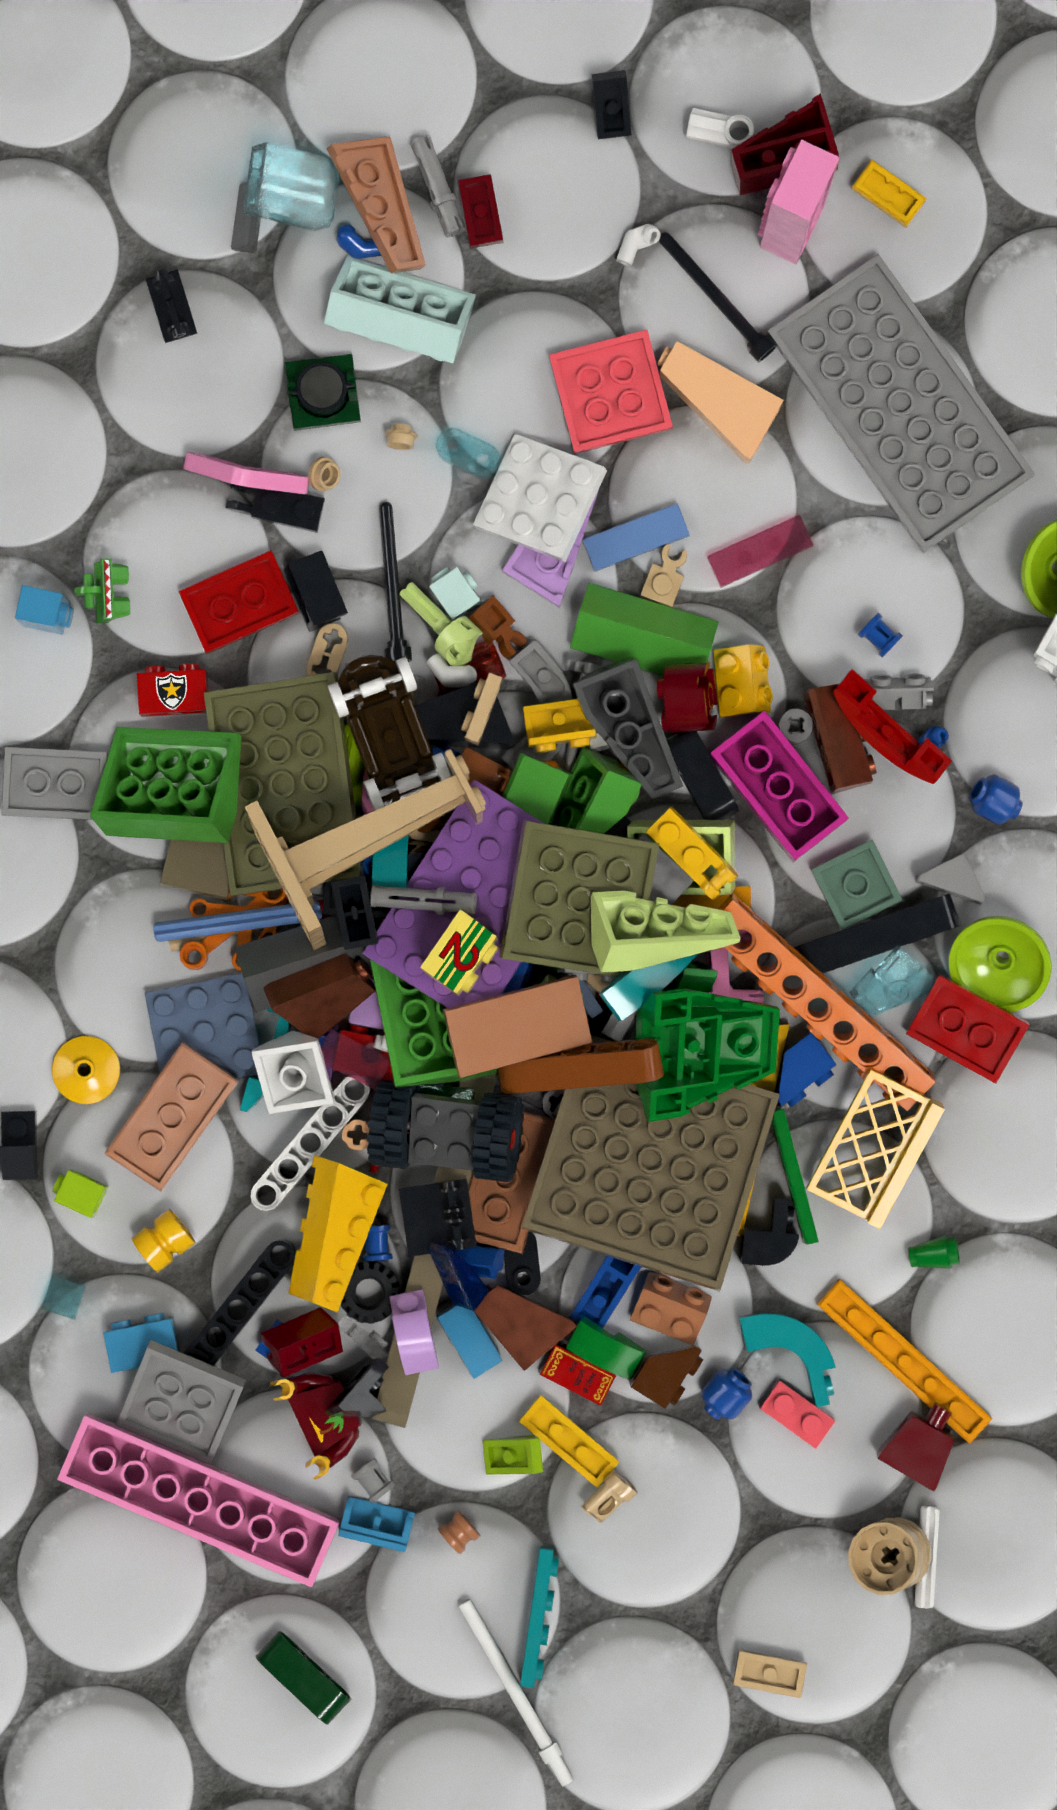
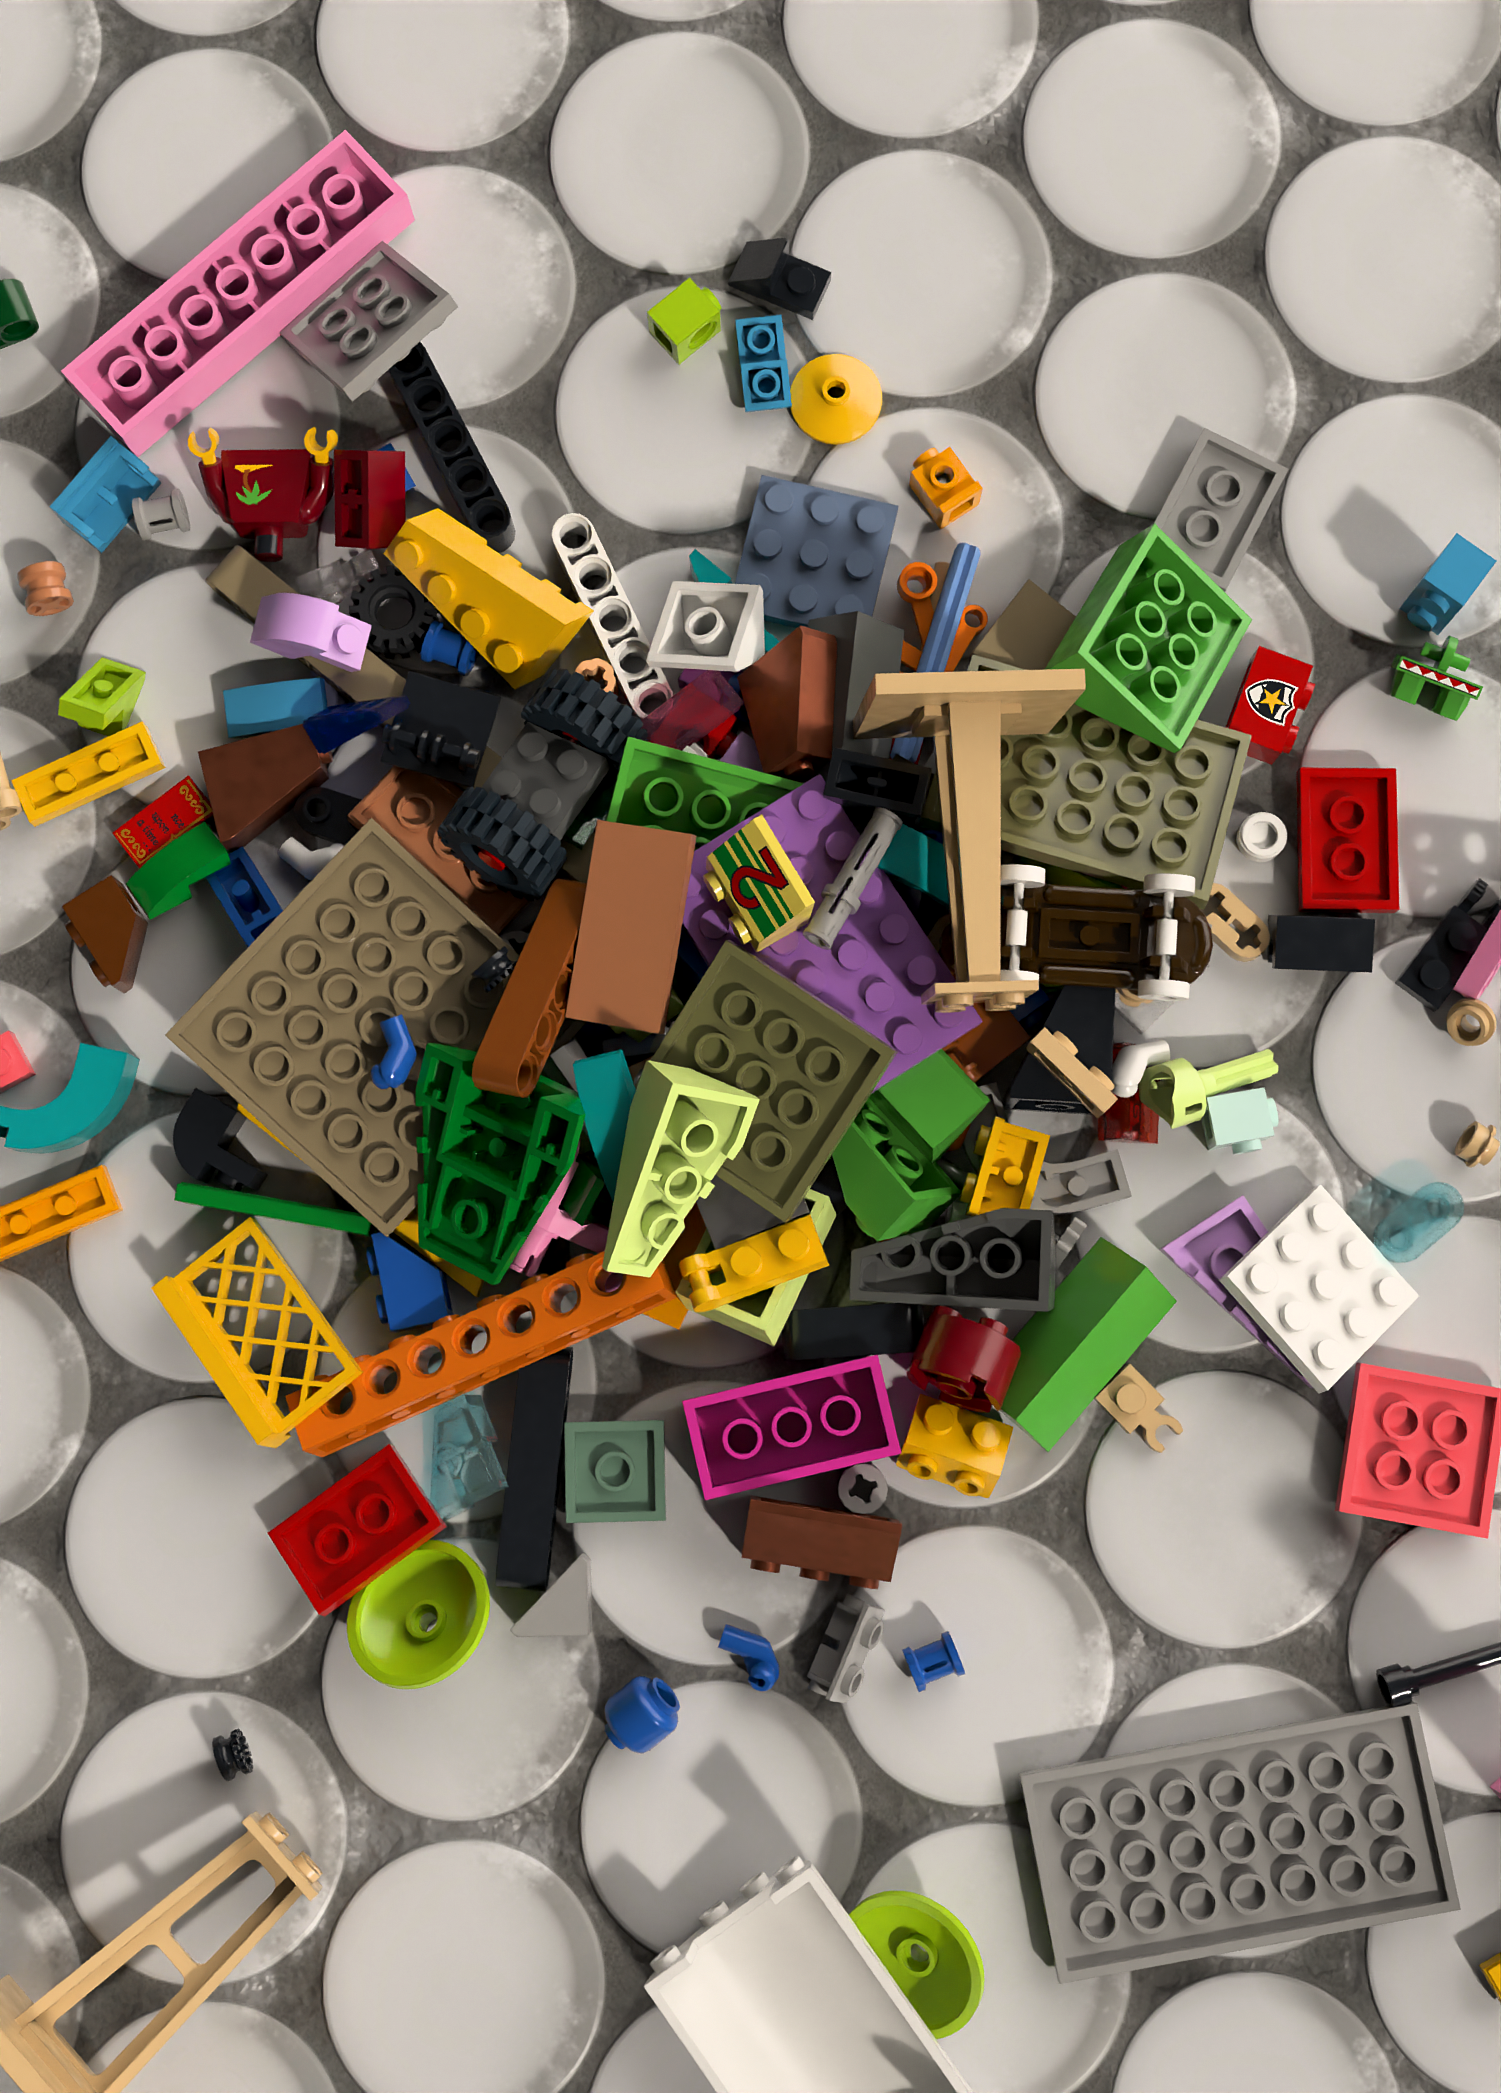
camera: 115 degrees right, 5 degrees down
(63, 1297) = (568, 251): clear light blue plate -> none
(85, 1128) = (763, 363): none -> dark azure slope
(129, 963) = (944, 500): none -> light orange brick
(129, 1343) = (469, 330): dark azure brick -> none
(163, 1240) = (576, 383): yellow wheel -> none
(171, 1116) = (728, 469): nougat tile -> none
(260, 658) = (1261, 837): none -> white tile
(356, 1396) = (265, 522): black slope -> none
(397, 646) = (1200, 1015): black piece -> none
(484, 1260) = (361, 764): blue piece -> none
(495, 623) = (1176, 1153): dark orange plate -> none
(559, 1261) = (305, 861): none -> white arm
(580, 1102) = (493, 968): none -> black bush
(636, 537) = (1208, 1394): medium blue tile -> none
(664, 1136) = (399, 1056): none -> blue arm
(671, 1308) = (183, 972): nougat bracket -> none
(722, 399) = (1347, 1598): light nougat slope -> none
(727, 1394) = (45, 996): blue head -> none
(760, 551) = (1118, 1552): clear pink tile -> none
(885, 734) = (794, 1604): red slope -> none
(935, 1253) = (89, 1348): green cone -> none

